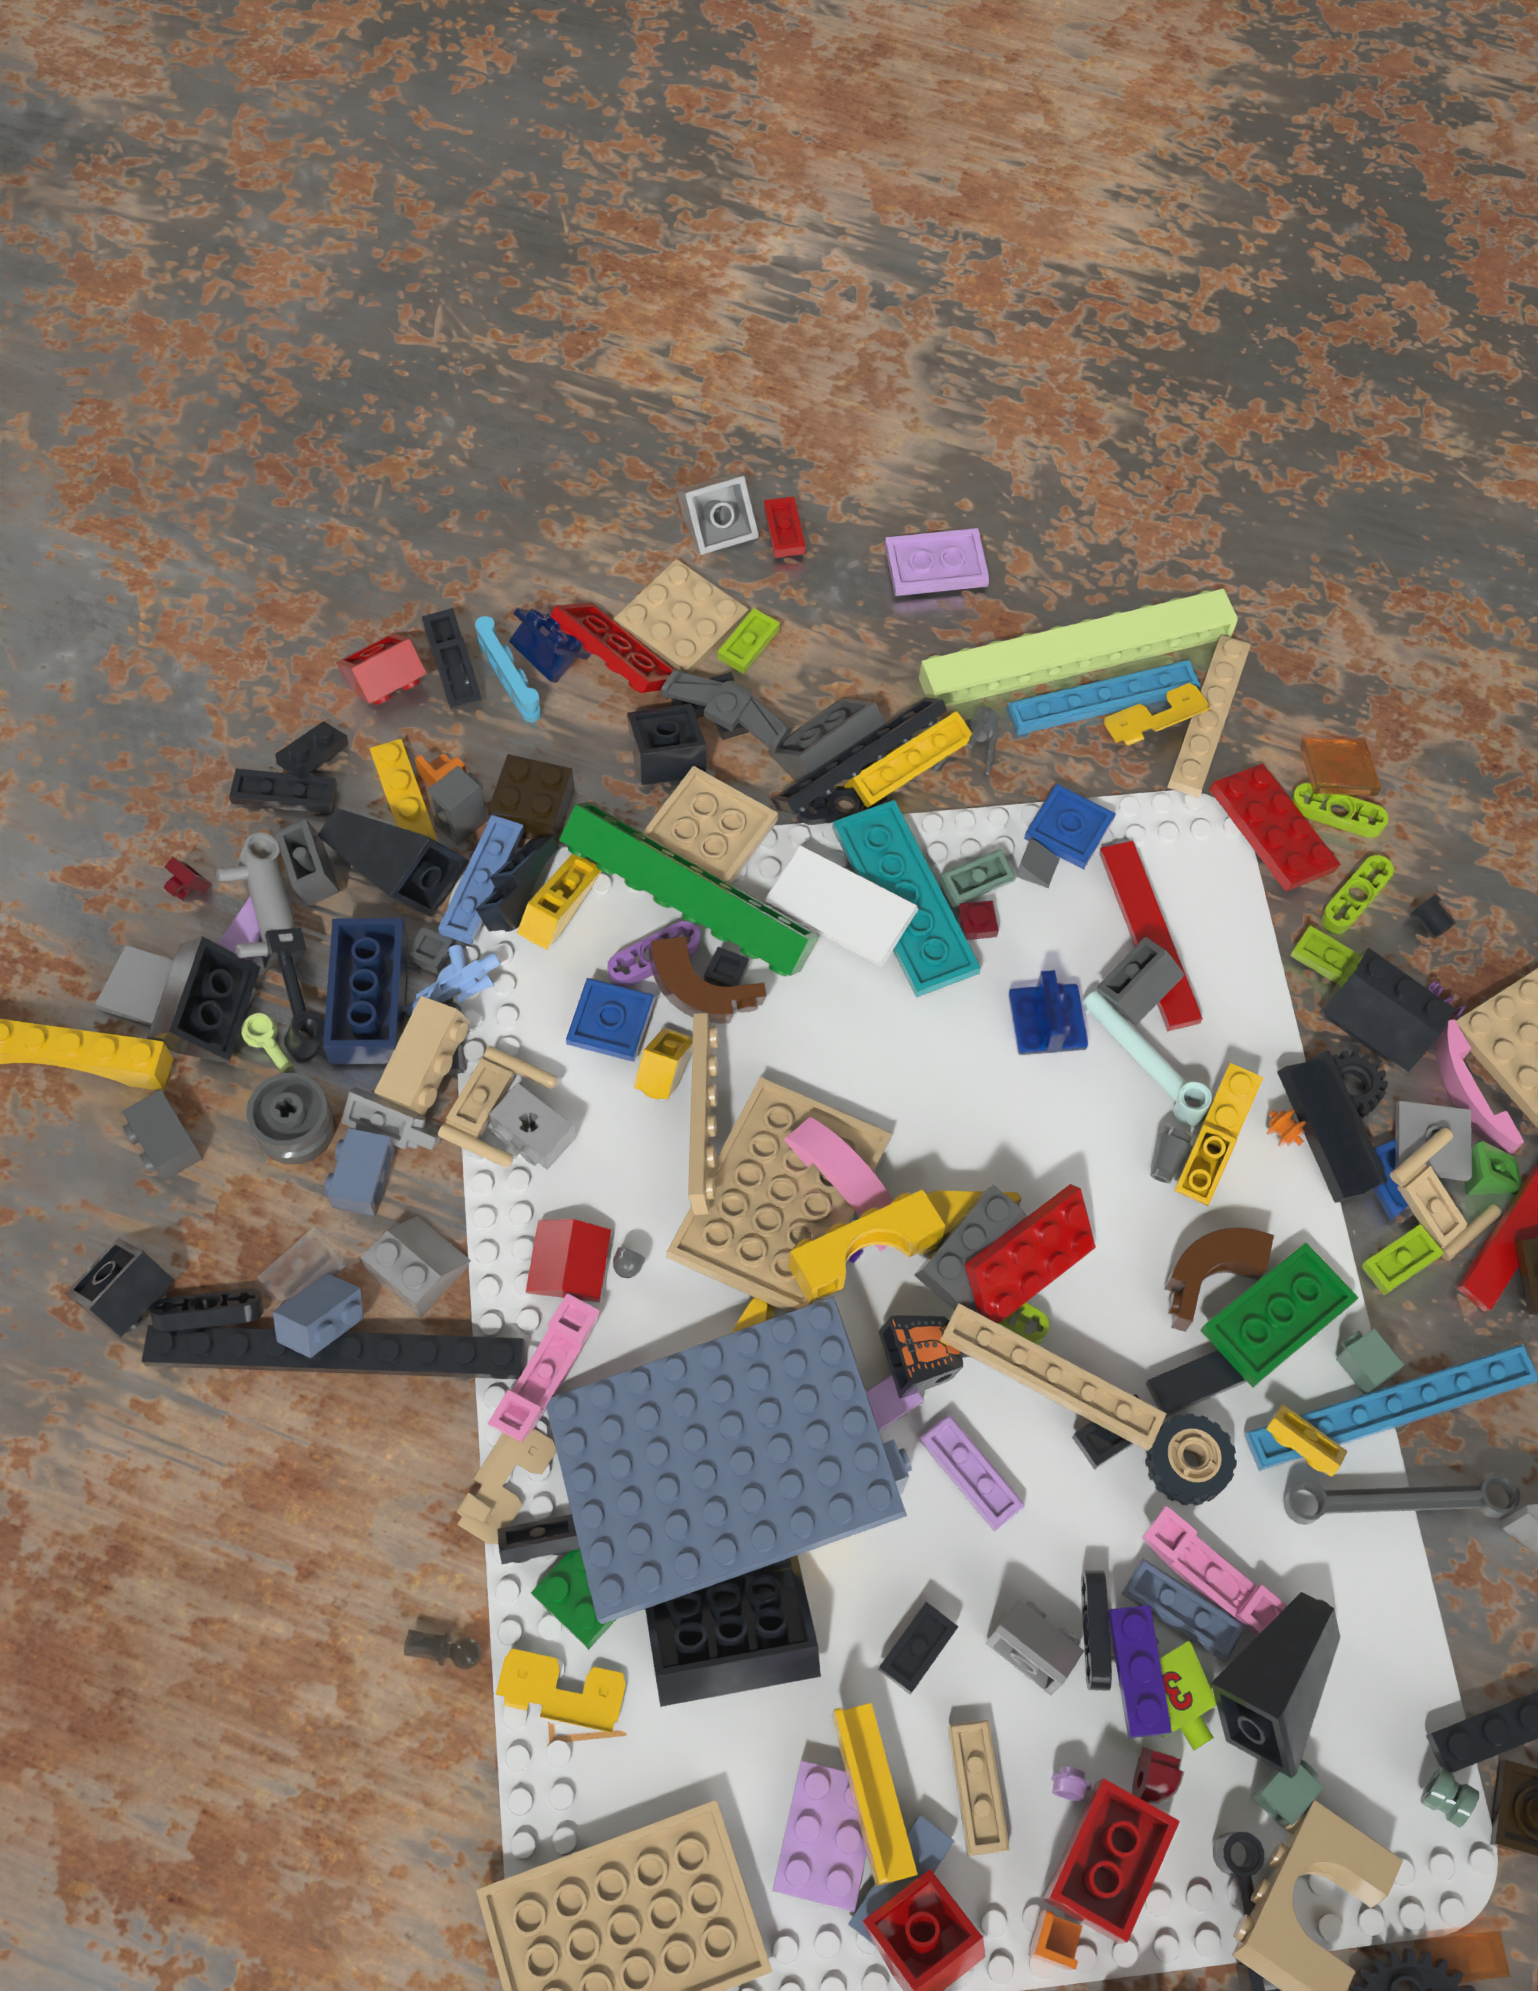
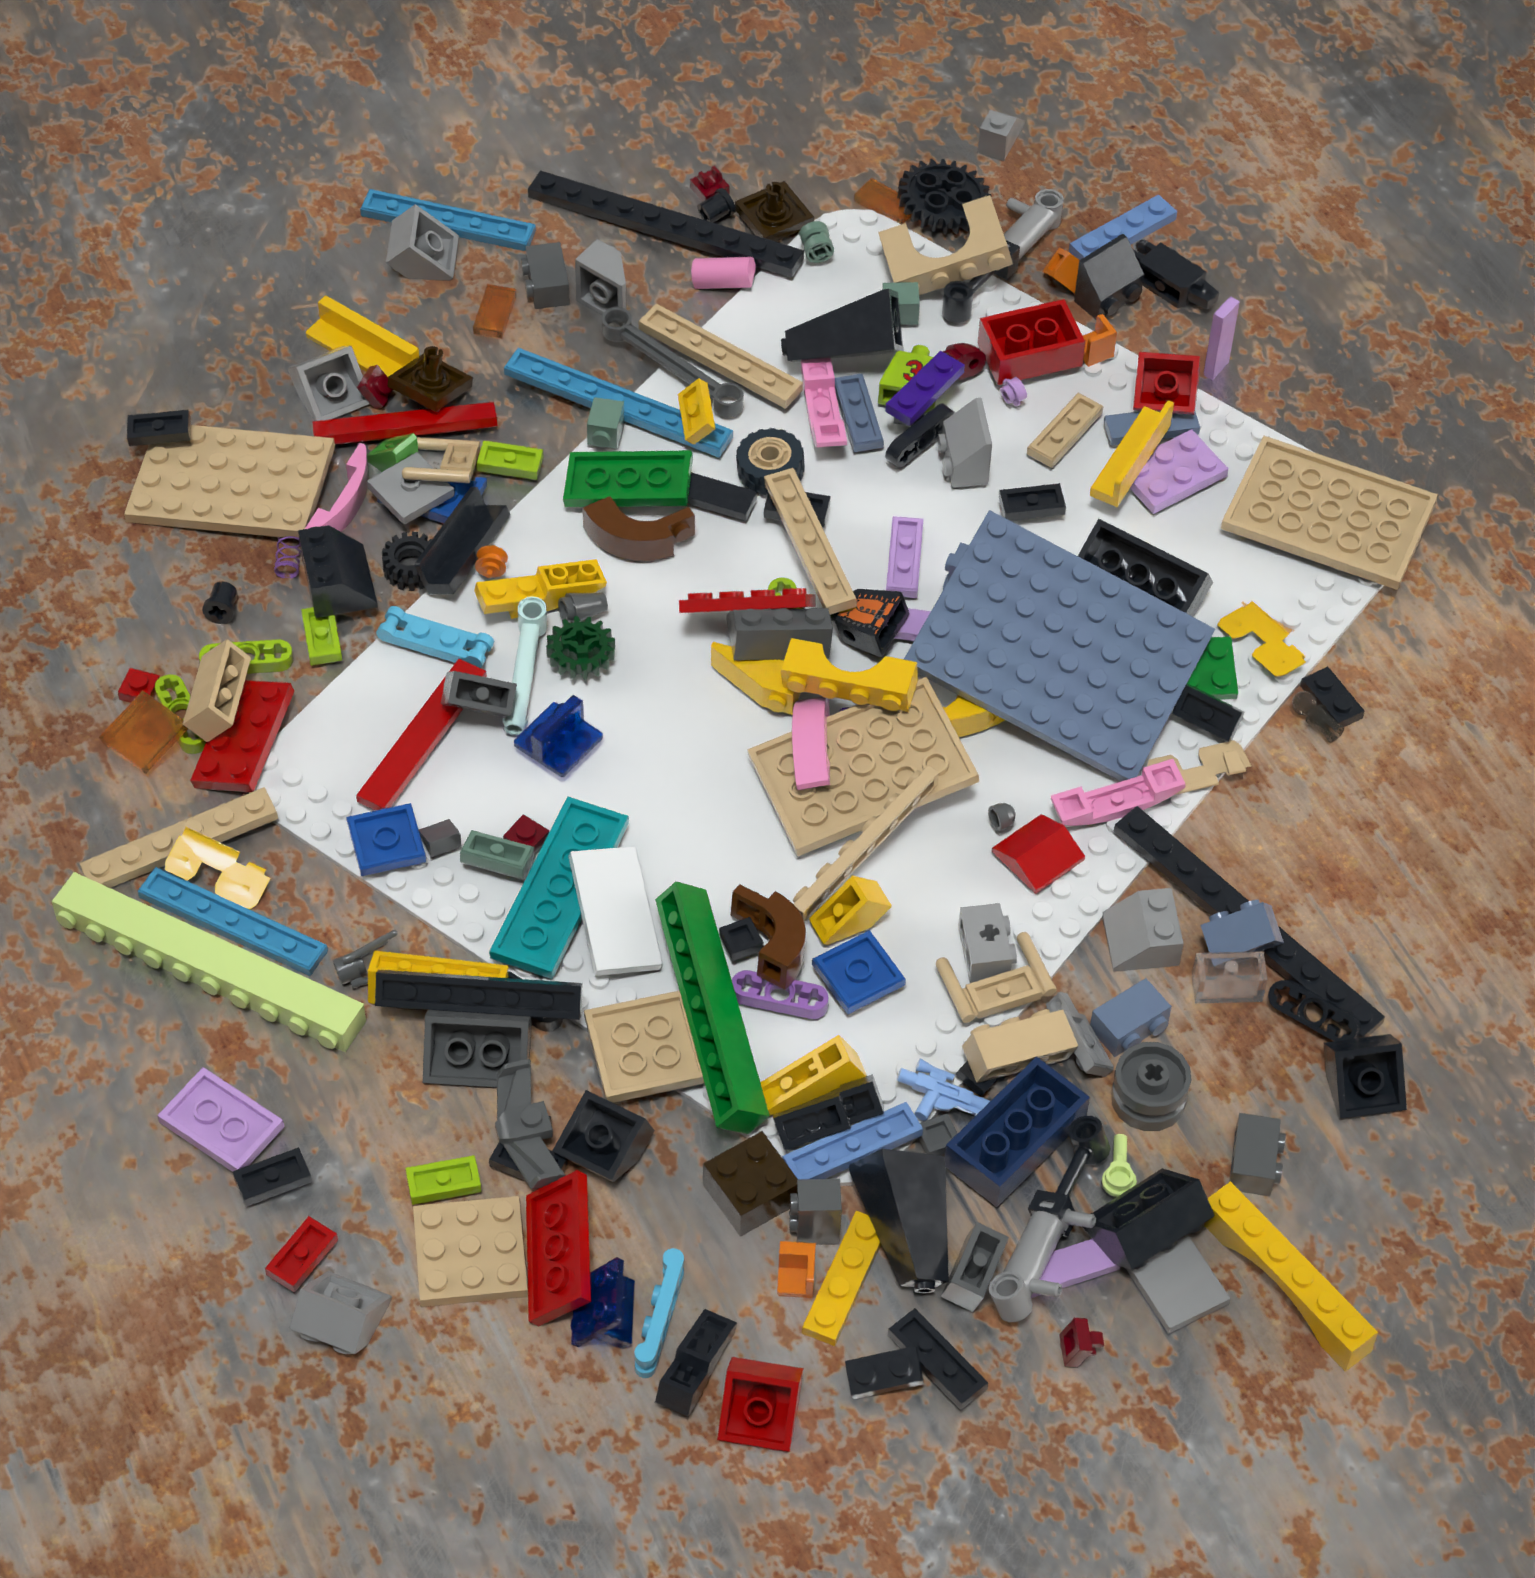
camera: 135 degrees left, 10 degrees down
(446, 1691) = (1334, 696): none -> black plate
(860, 555) = (272, 1177): none -> black plate
(1114, 1098) = (580, 647): none -> dark green gear
(1243, 1024) = (434, 638): none -> medium azure plate
(1327, 823) = (217, 690): none -> tan brick
(1369, 1547) = (720, 356): none -> tan plate
(1397, 804) = (135, 683): none -> red plate
(1490, 1671) = (723, 272): none -> bright pink brick

